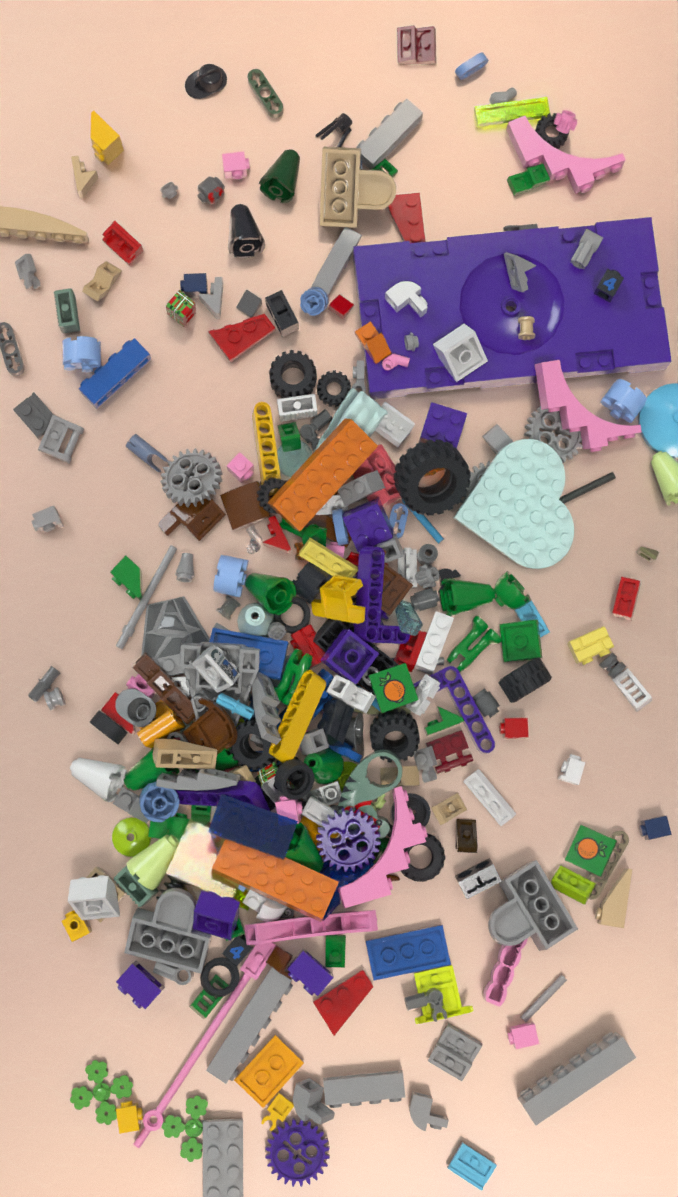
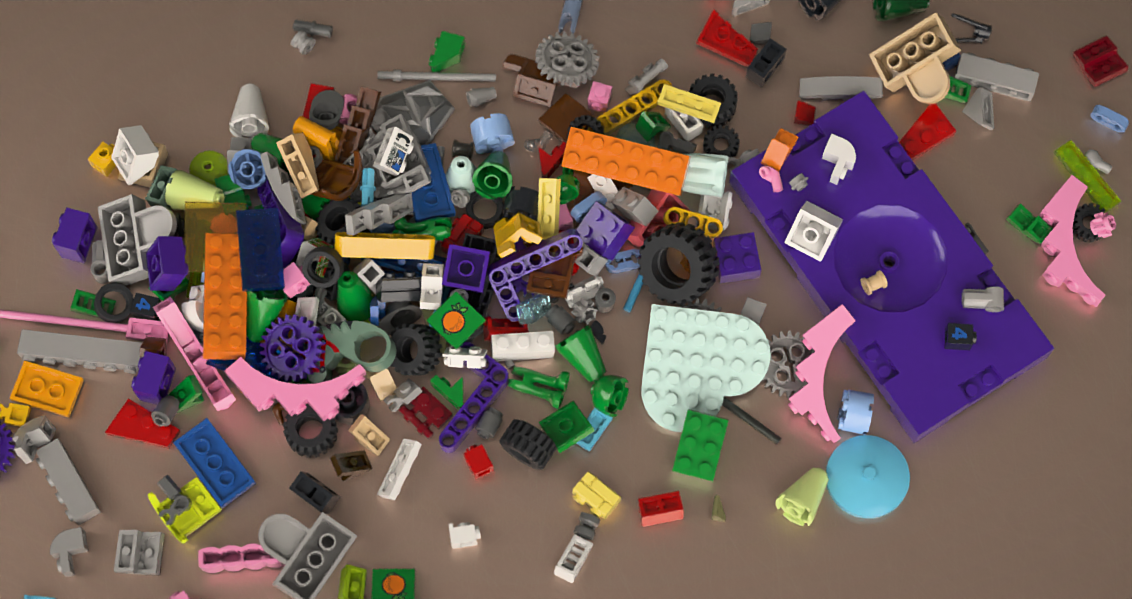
camera: 70 degrees right, 10 degrees down
(108, 727) = (297, 97): black tyre -> none
(243, 419) = (650, 71): none -> light grey plate
(292, 395) = (689, 103): none -> light yellow plate
(314, 301) = (800, 86): medium blue wheel -> none
(344, 975) = (165, 411): none -> dark grey brick
(405, 441) = (703, 220): none -> yellow beam
(410, 163) = (981, 108): none -> light grey slope
(516, 270) = (927, 242): light grey slope -> none
(592, 539) = (700, 445): none -> green brick

